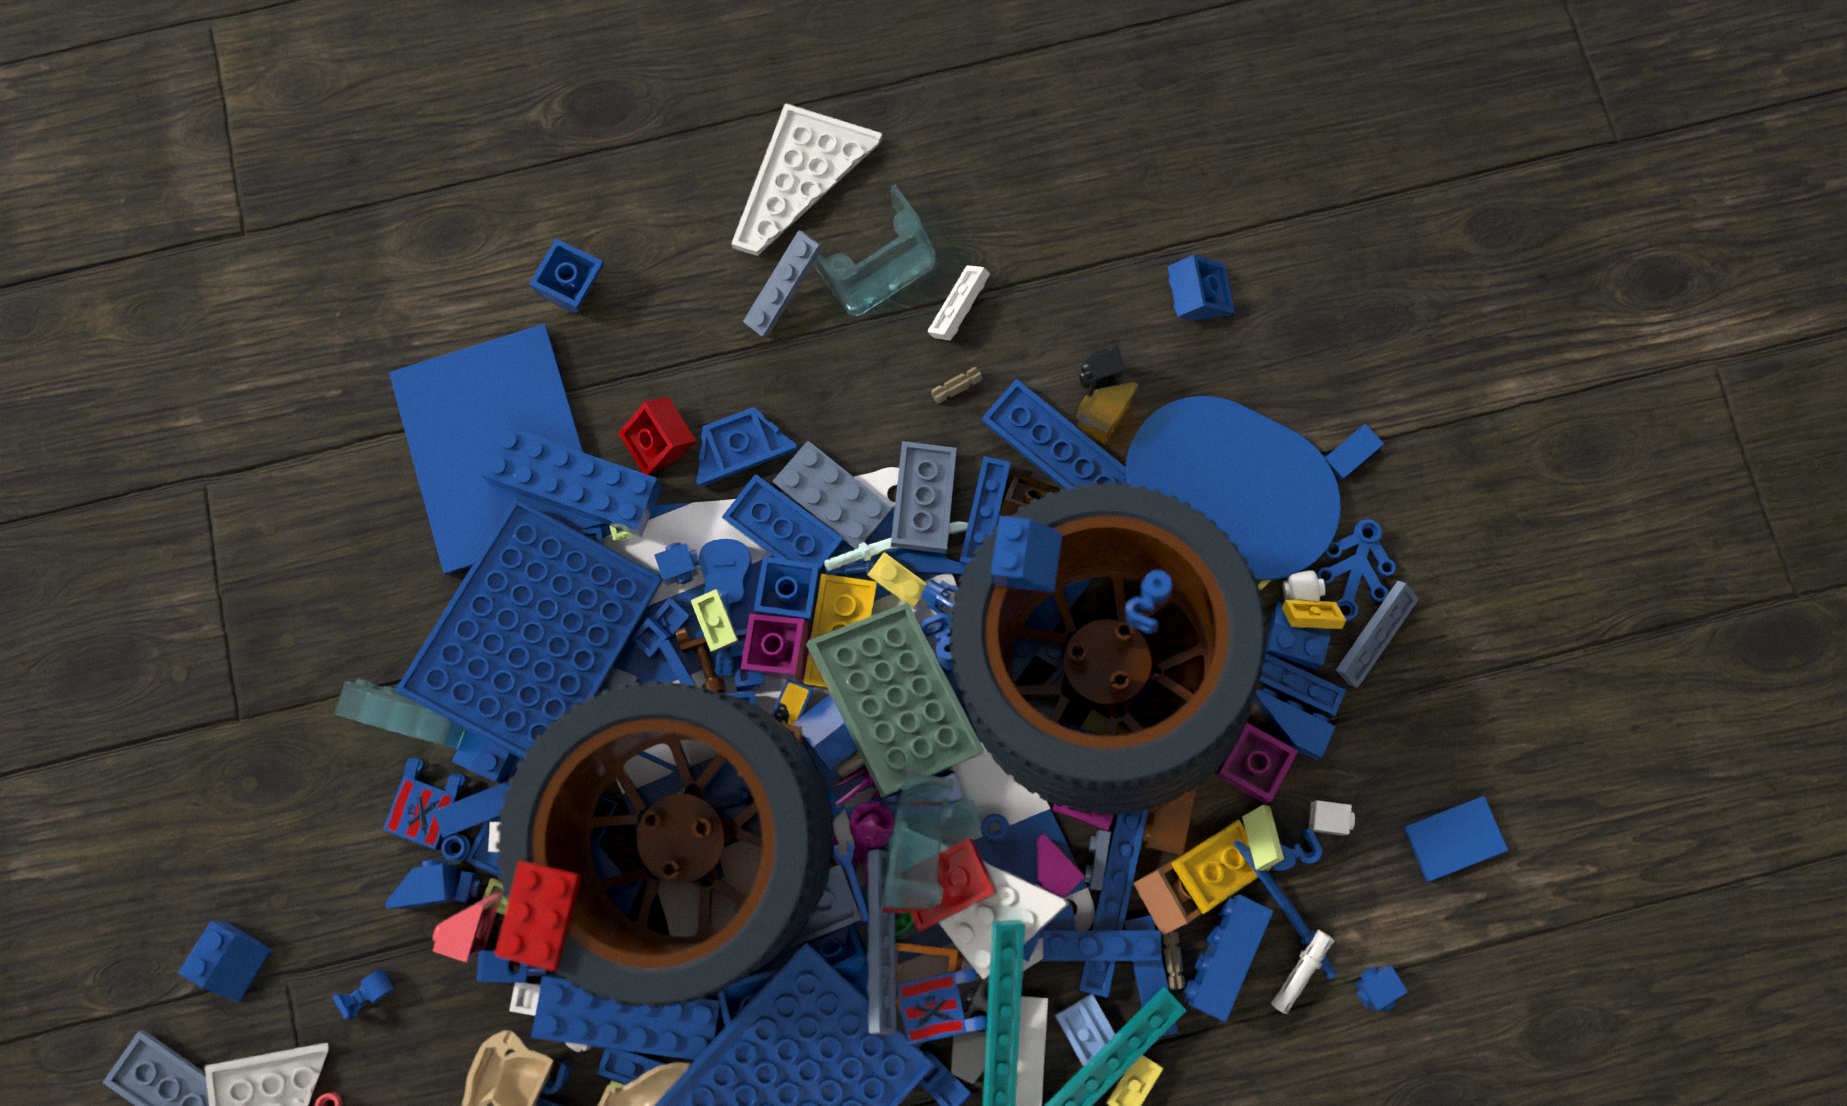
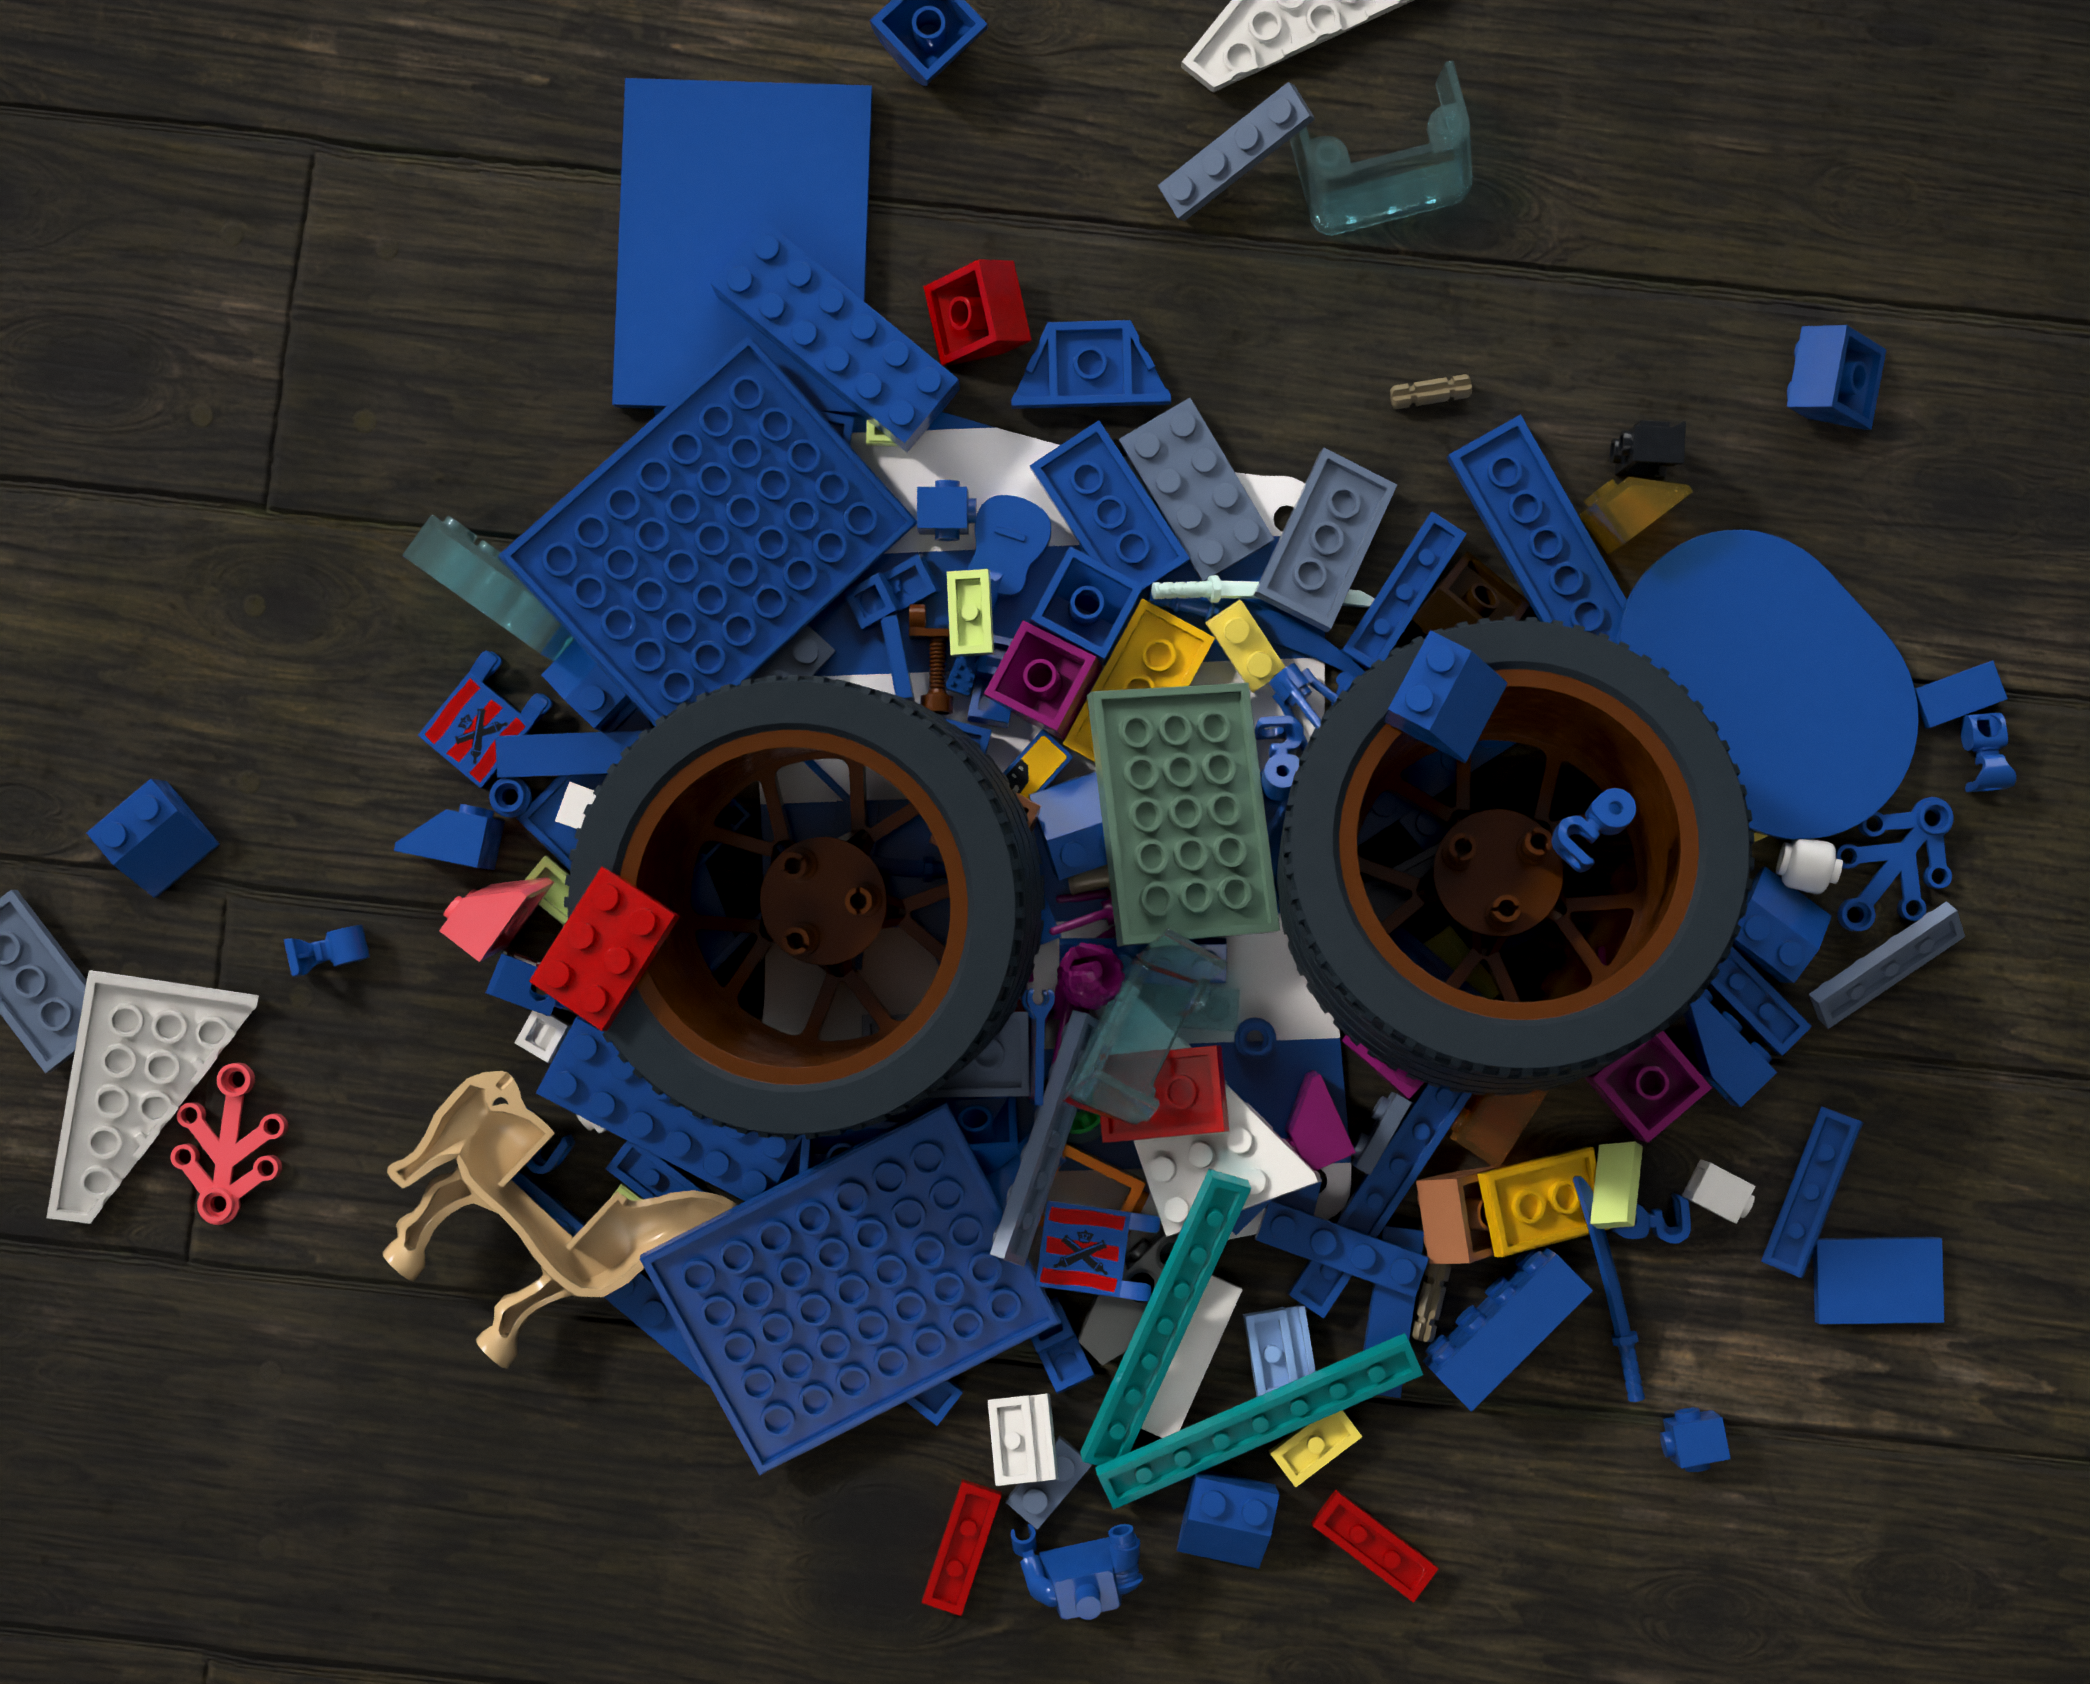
camera: 15 degrees right, 10 degrees up
(468, 887) = (511, 857): blue plate -> none
(958, 302) = (1479, 270): white plate -> none
(1305, 967) = (1608, 1374): white pin -> none
(1313, 614) = (1809, 907): yellow plate -> none
(1380, 471) = (1986, 736): none -> blue leg
(1389, 797) = (1812, 1192): none -> blue tile

